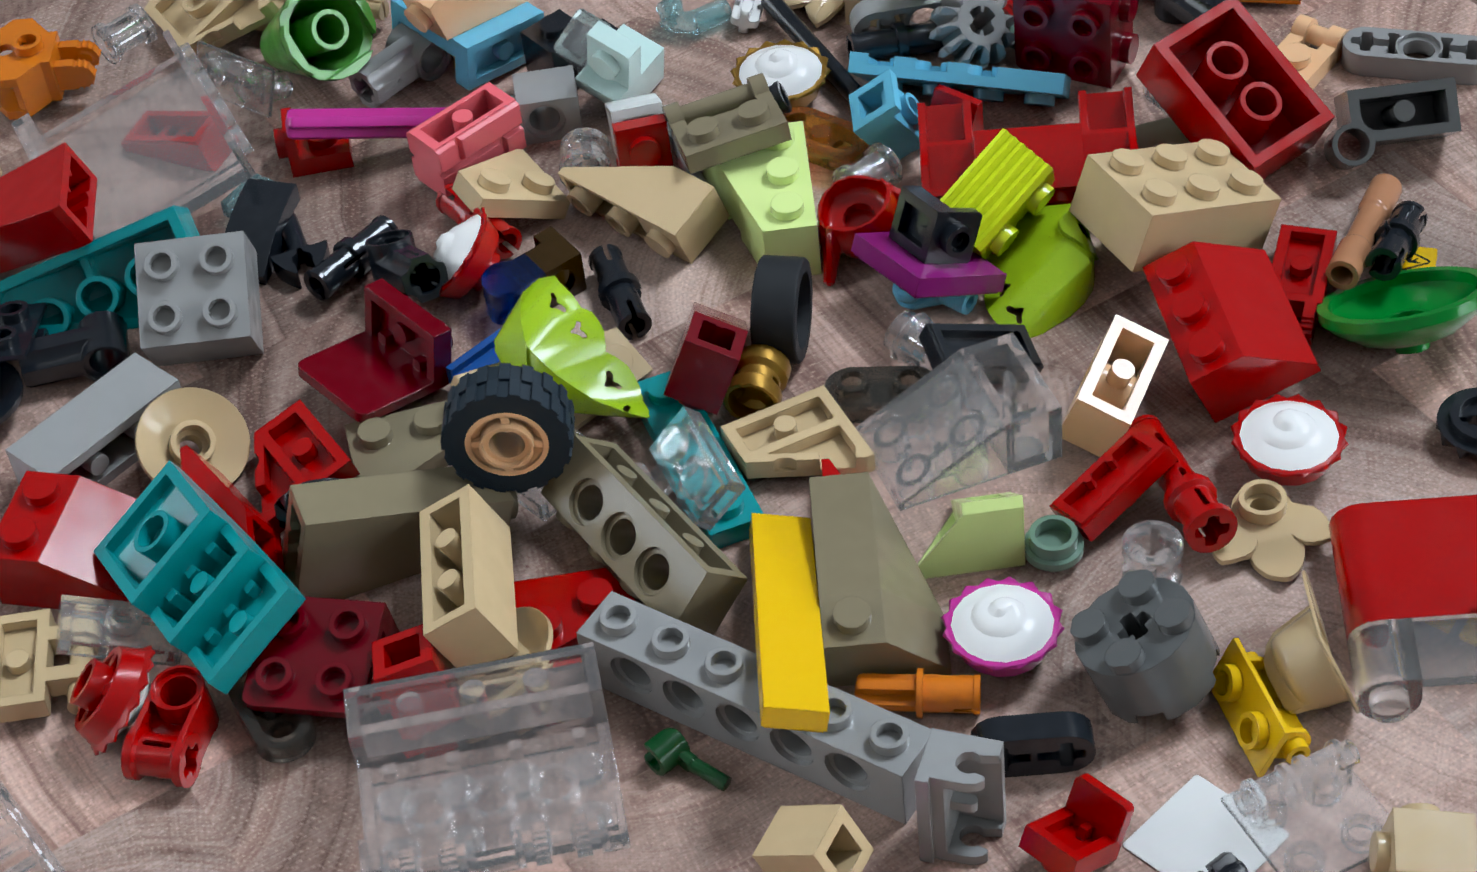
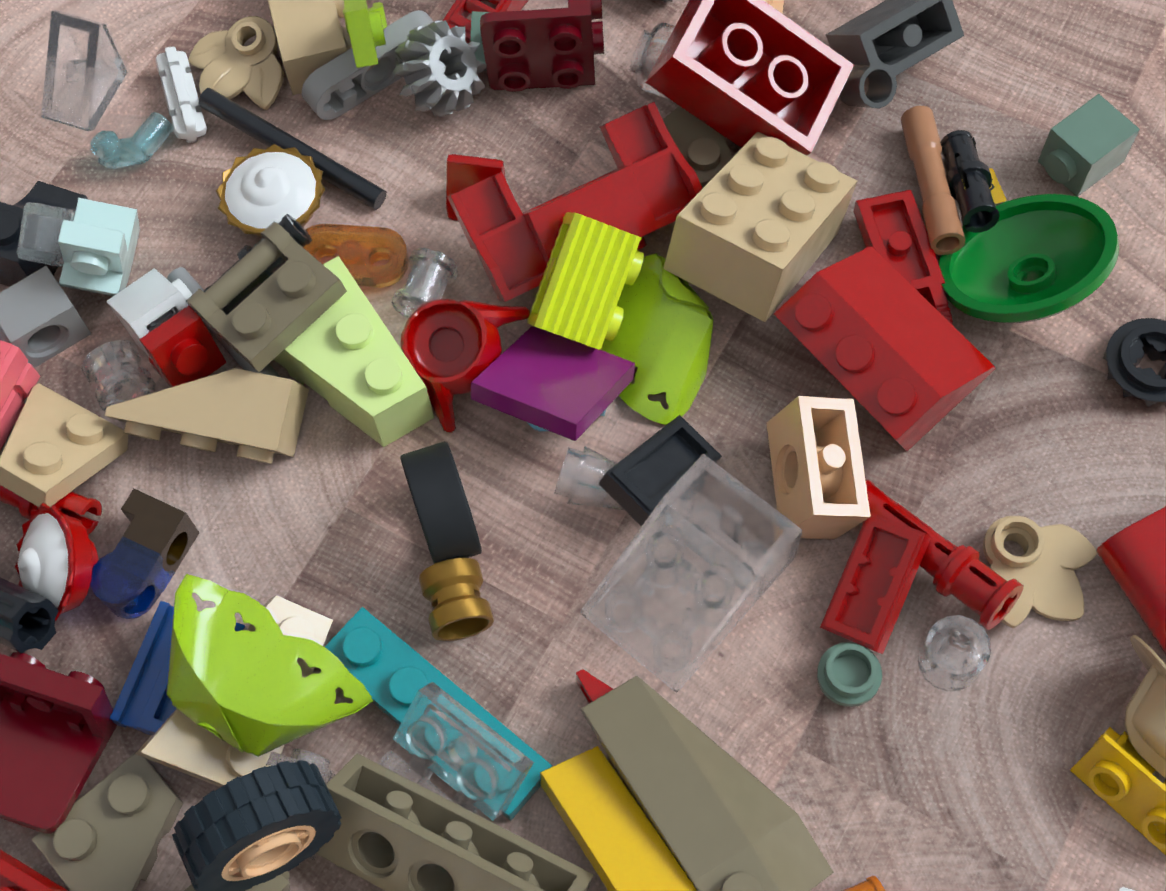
camera: 30 degrees left, 20 degrees up
(619, 291) = (243, 531): black pin -> none
(706, 359) = (396, 591): dark red slope -> none
(795, 438) = (532, 650): tan wing -> none
(868, 389) = (583, 554): clear smoke plate -> none
(886, 115) = (422, 206): medium azure brick -> none
(894, 41) = (363, 107): black pin -> none
(933, 229) = (549, 351): black bracket -> none
(978, 537) = (768, 687): yellowish green slope -> none
(1002, 626) = (870, 810): white piece -> none
(1036, 86) = (451, 133): medium azure wing -> none
(1146, 647) = (1015, 748): dark grey brick -> none
(1289, 439) = (1006, 458): white piece -> none

